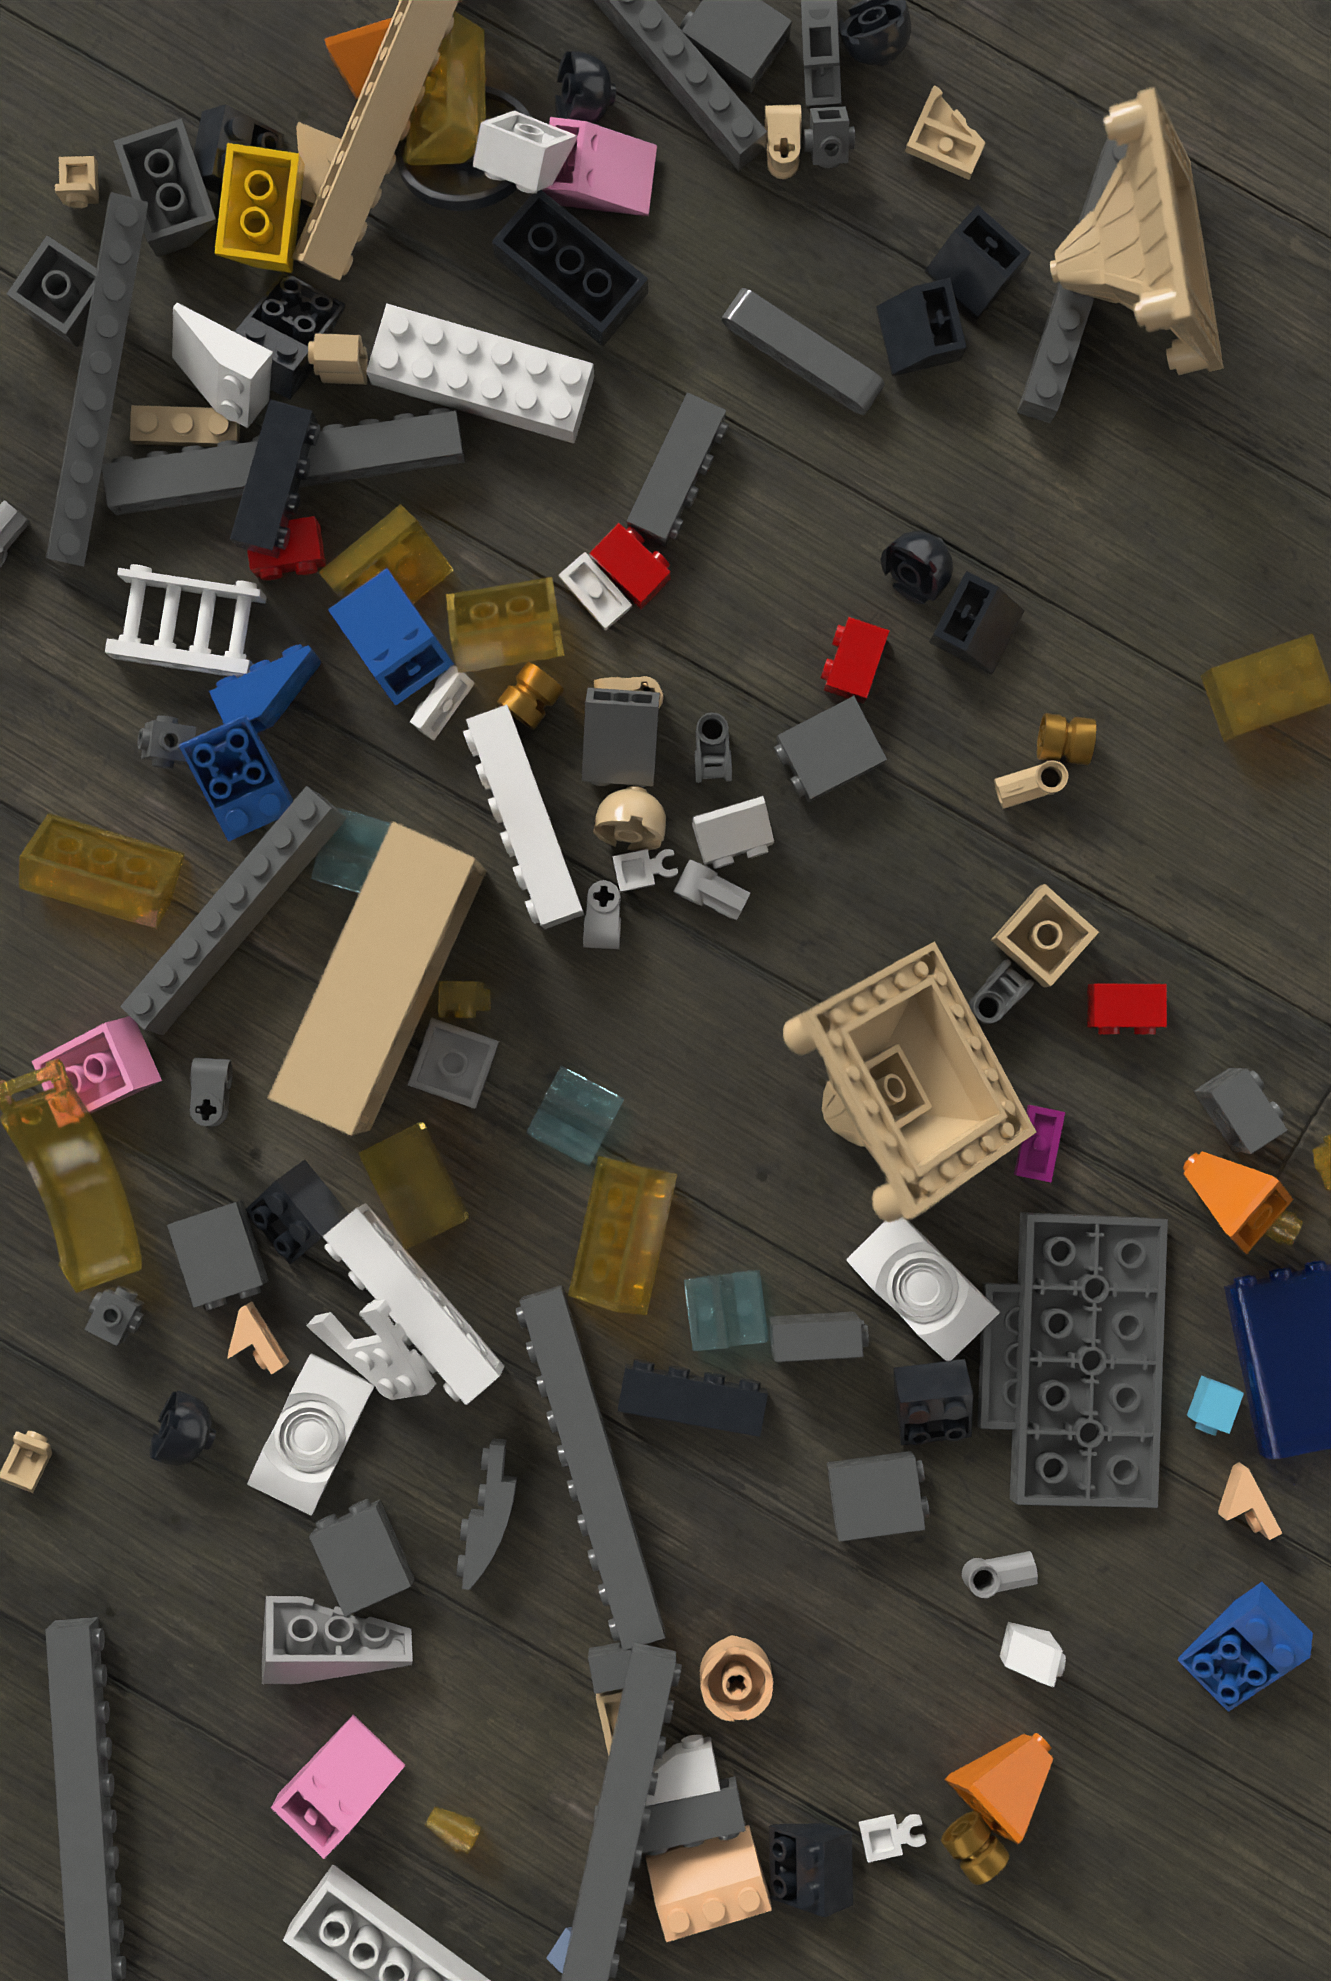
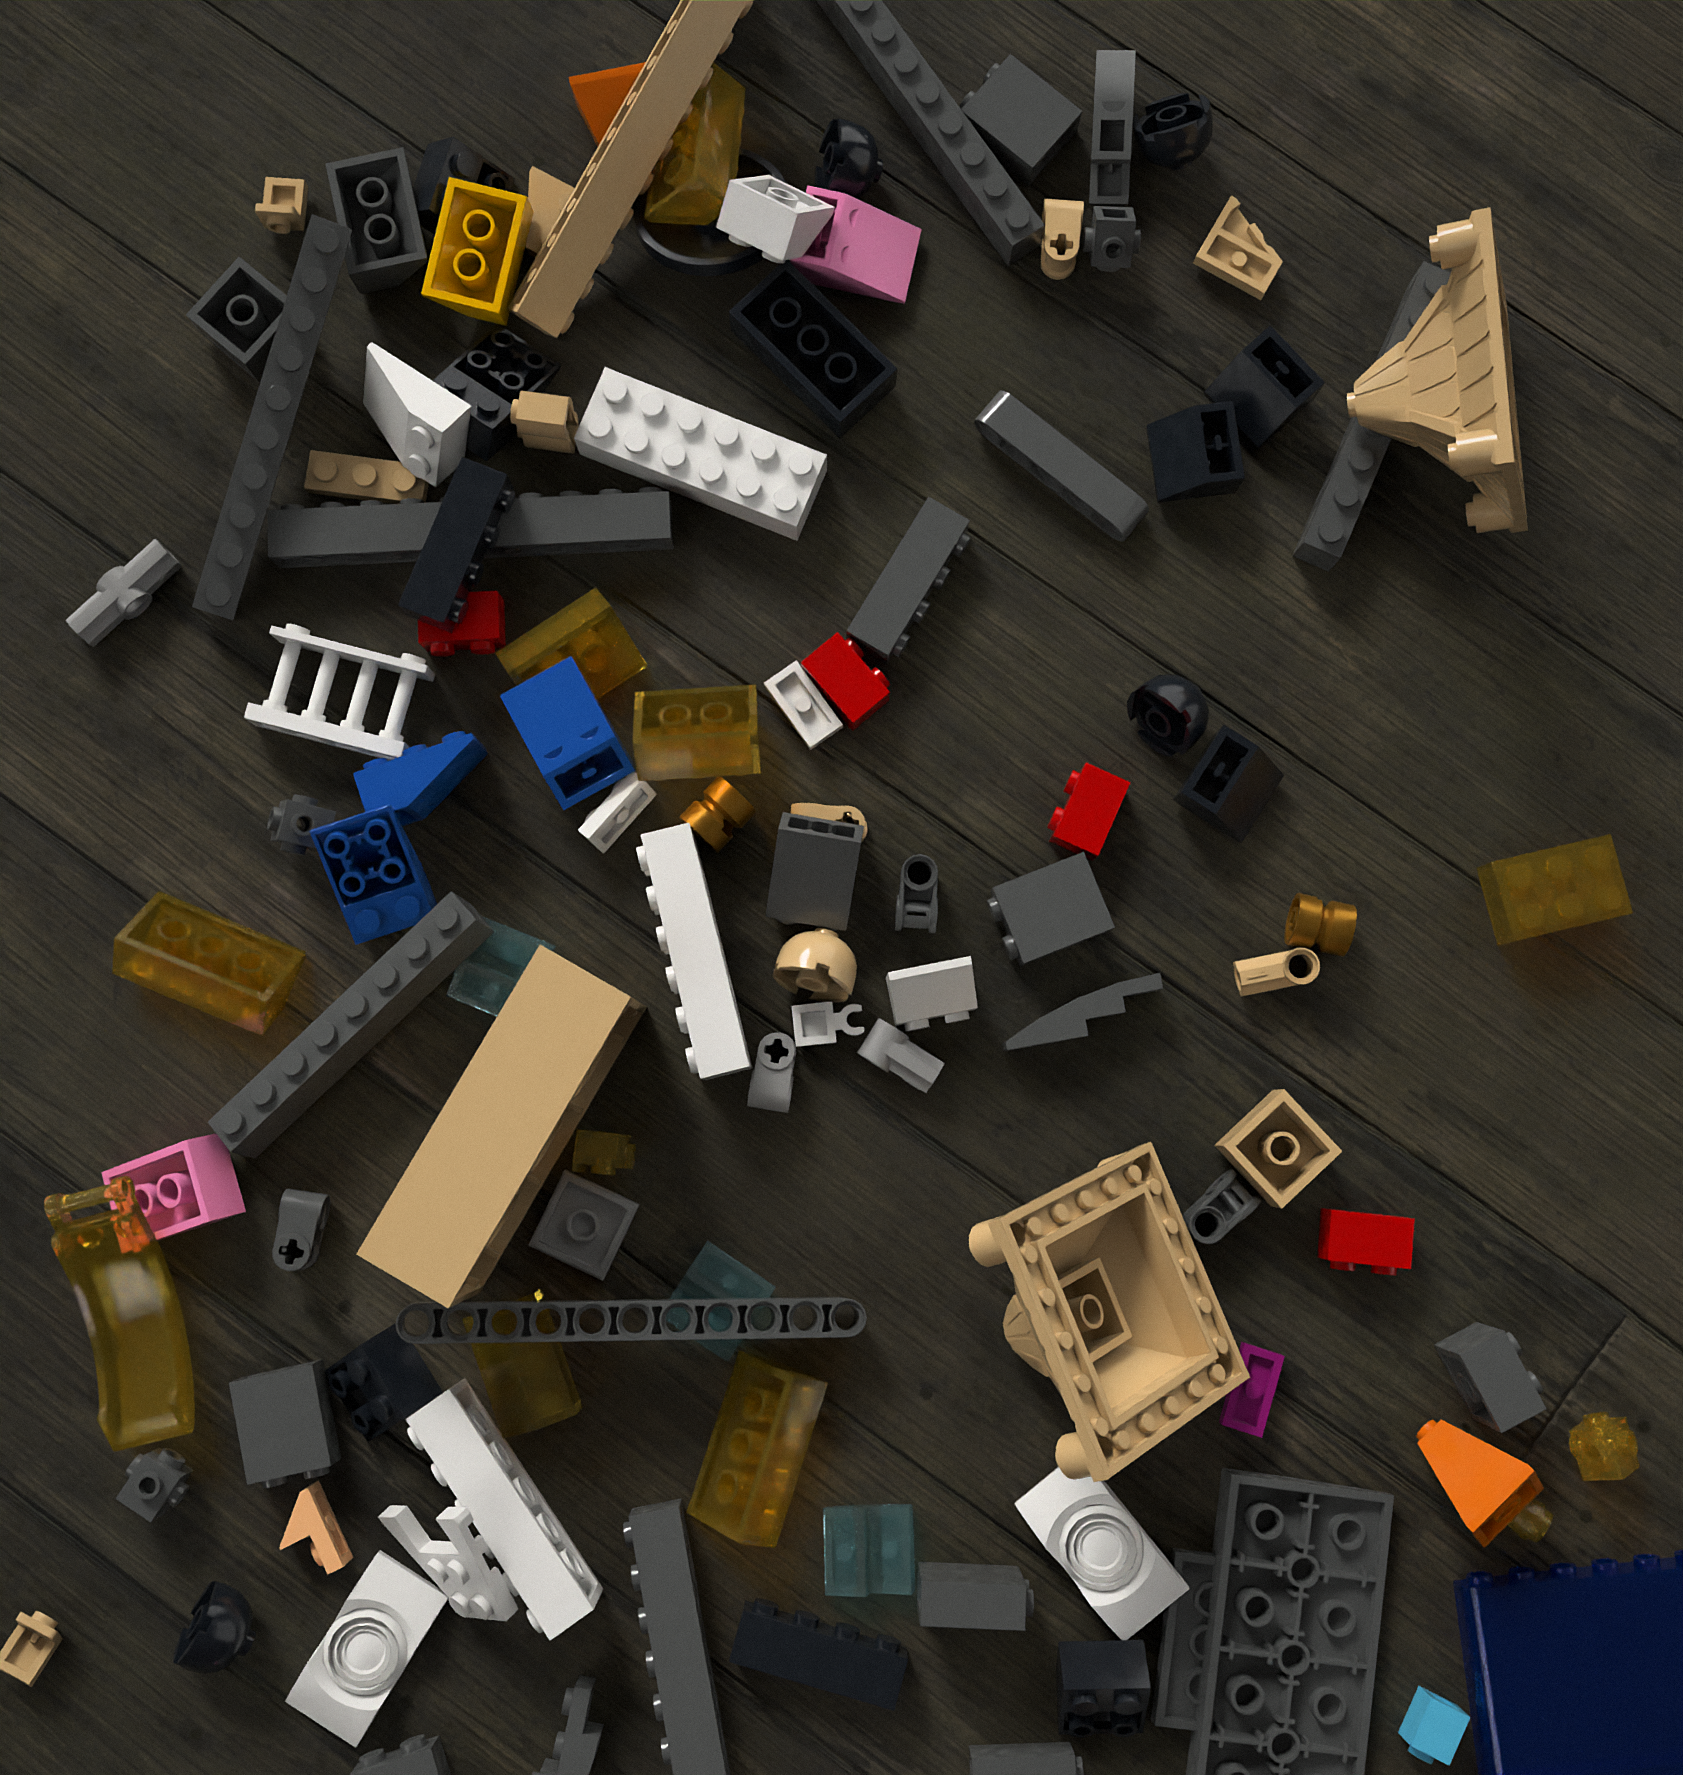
camera: 10 degrees right, 5 degrees down
(525, 1138) = (655, 1327): none -> dark grey beam
(855, 844) = (1070, 1019): none -> dark grey slope

